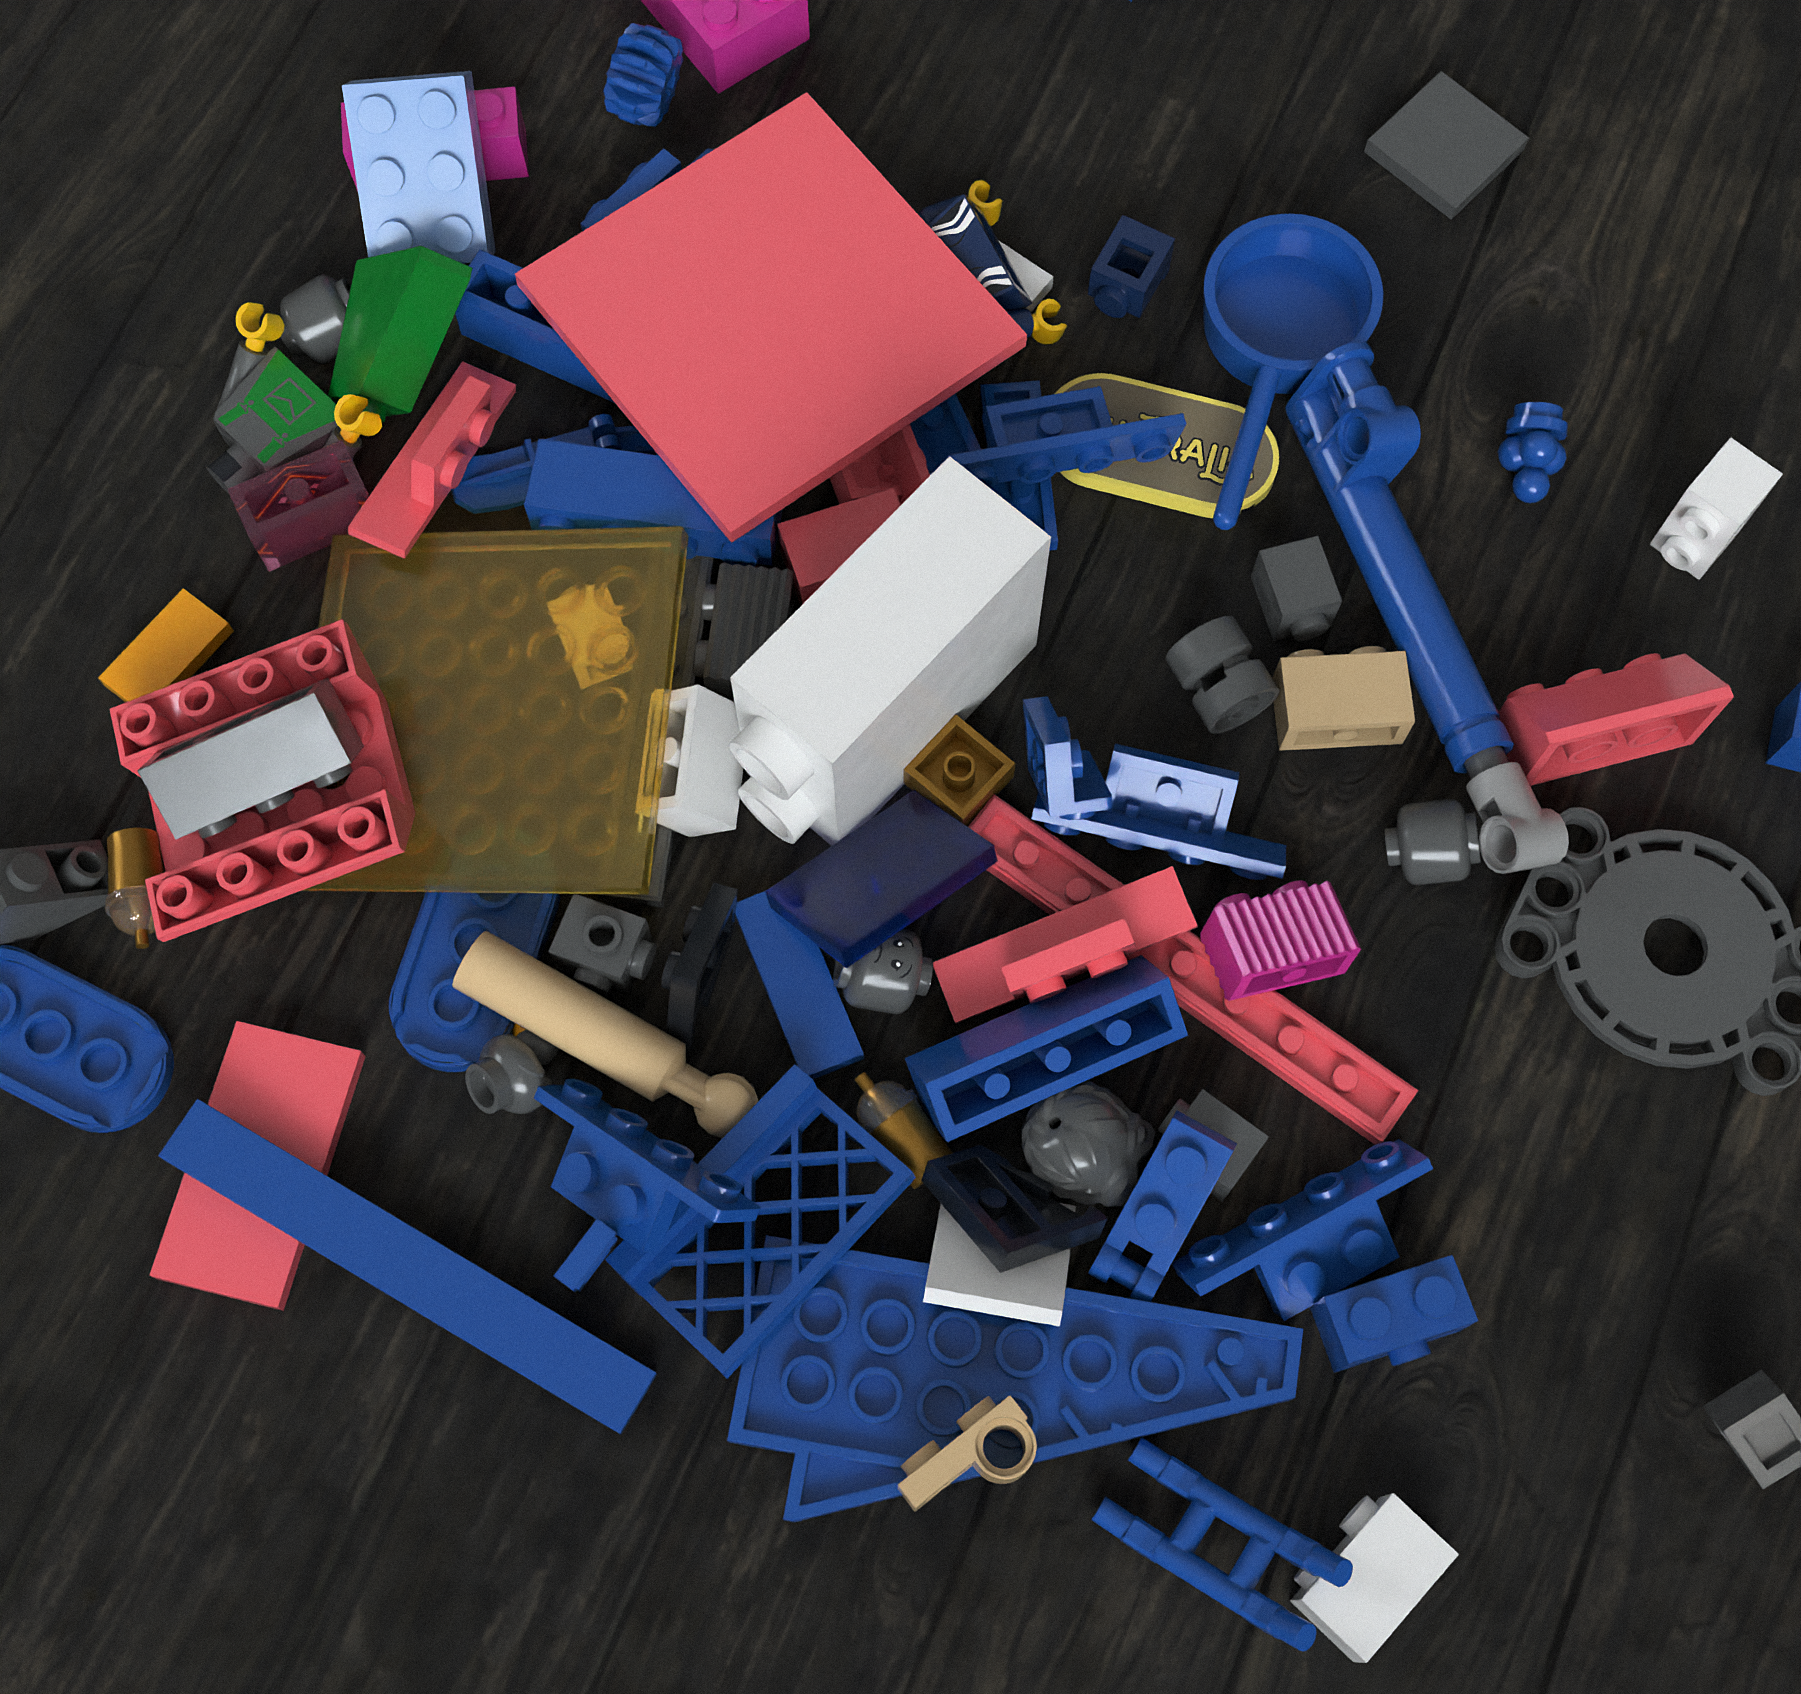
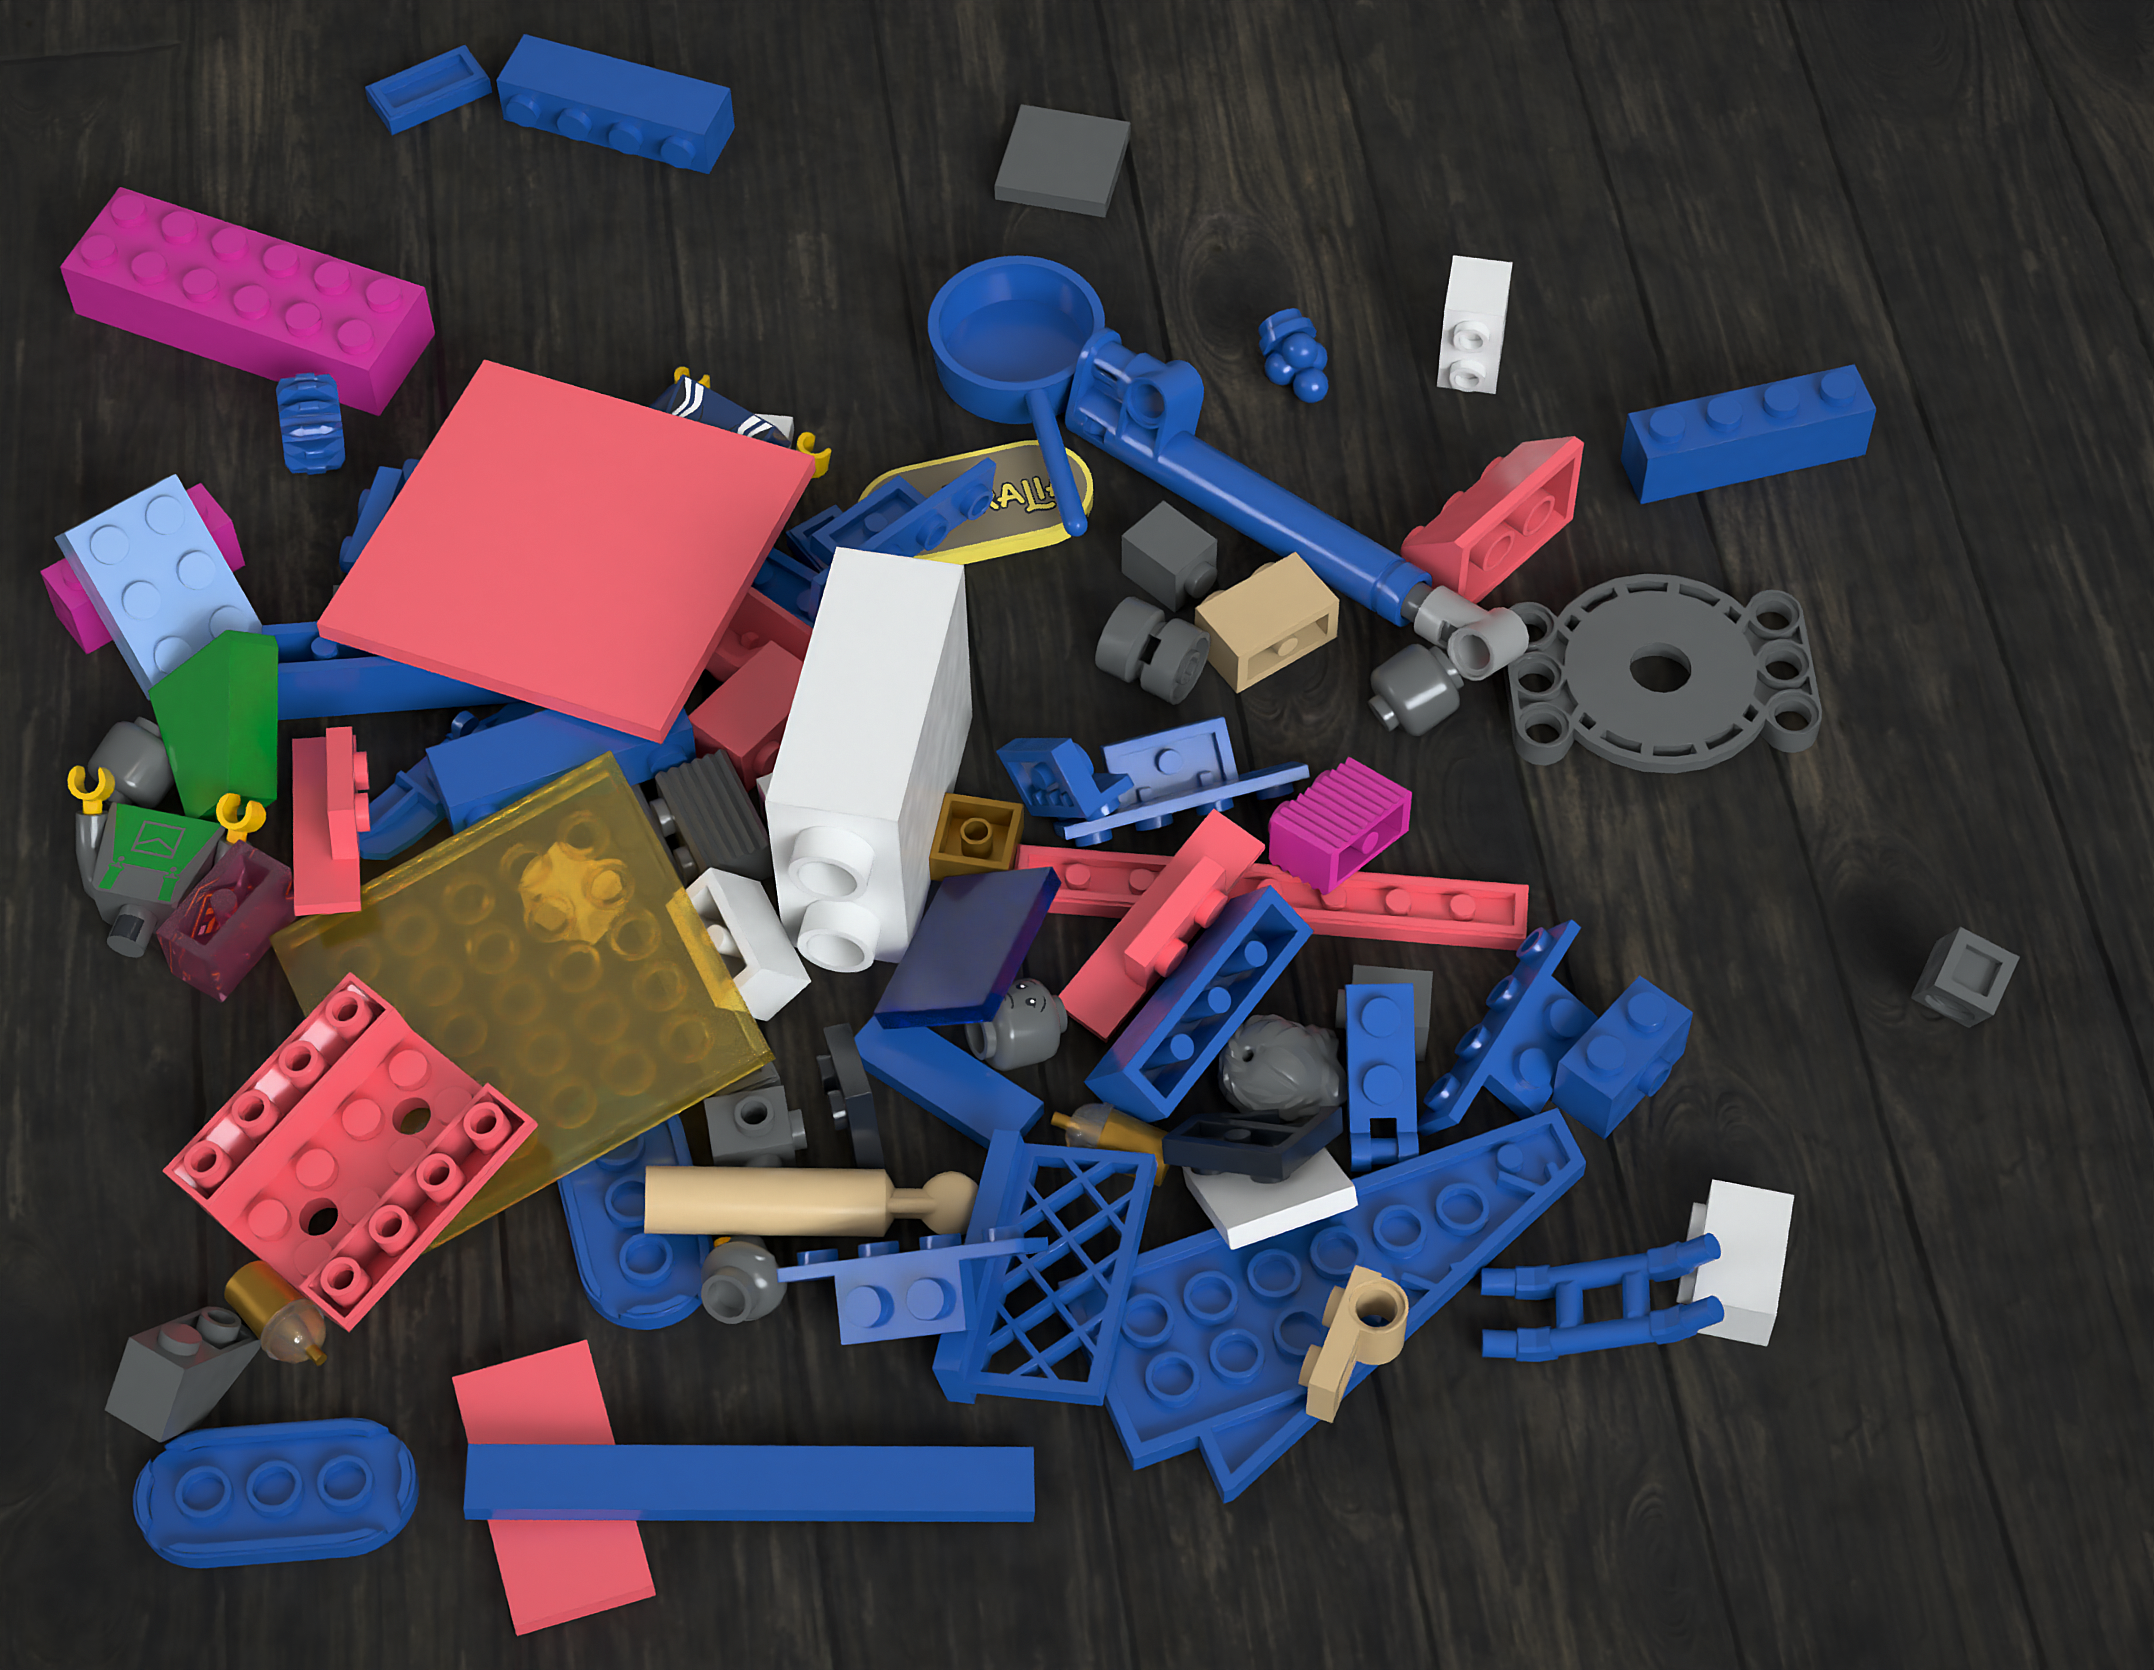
camera: 30 degrees left, 15 degrees down
(167, 649) = (167, 1114): light orange tile -> none
(252, 761) = (342, 1130): brick -> none
(587, 1256) = (915, 1373): blue tile -> none
(1130, 268) = (858, 390): dark blue brick -> none

